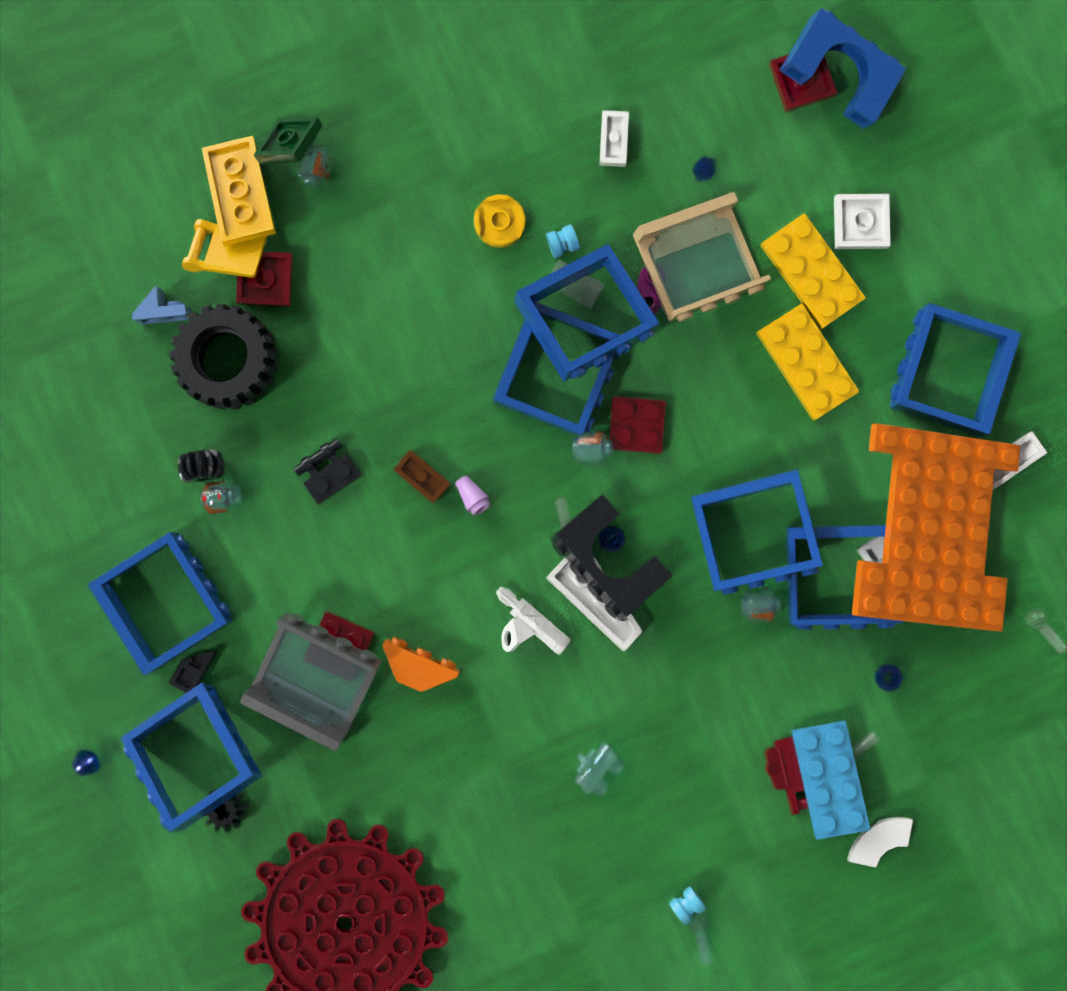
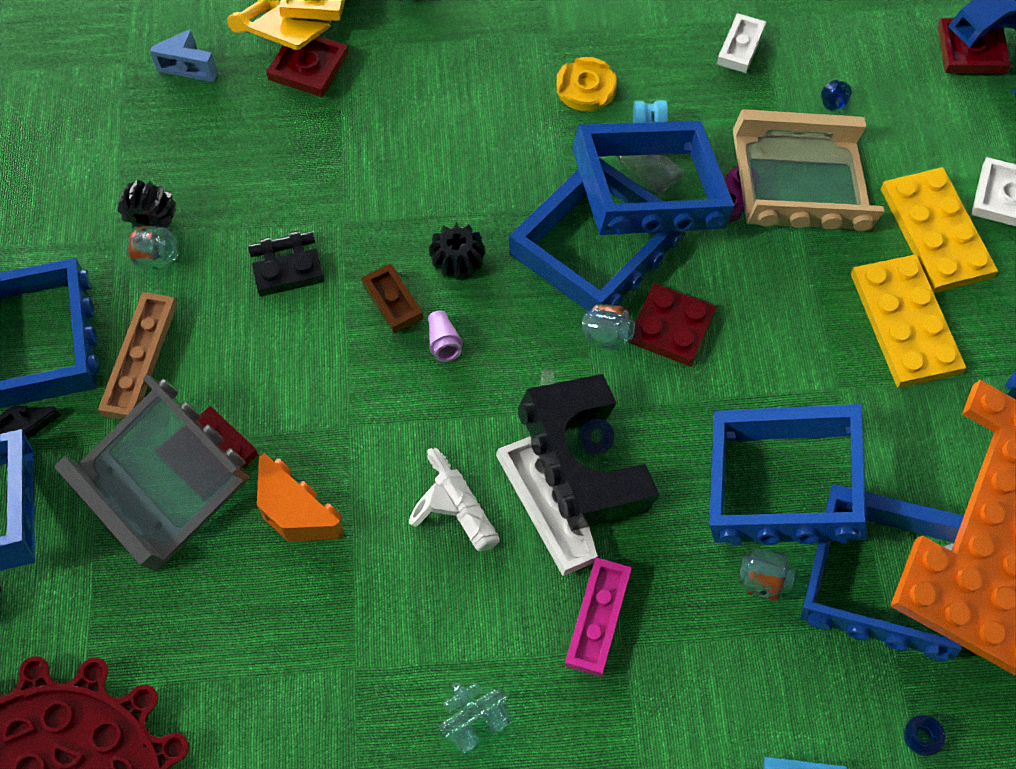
camera: 20 degrees right, 25 degrees down
(195, 339) = (224, 82): black tyre -> none
(253, 589) = (138, 355): none -> medium nougat plate
(447, 414) = (457, 250): none -> black gear
(656, 672) = (598, 617): none -> dark pink plate

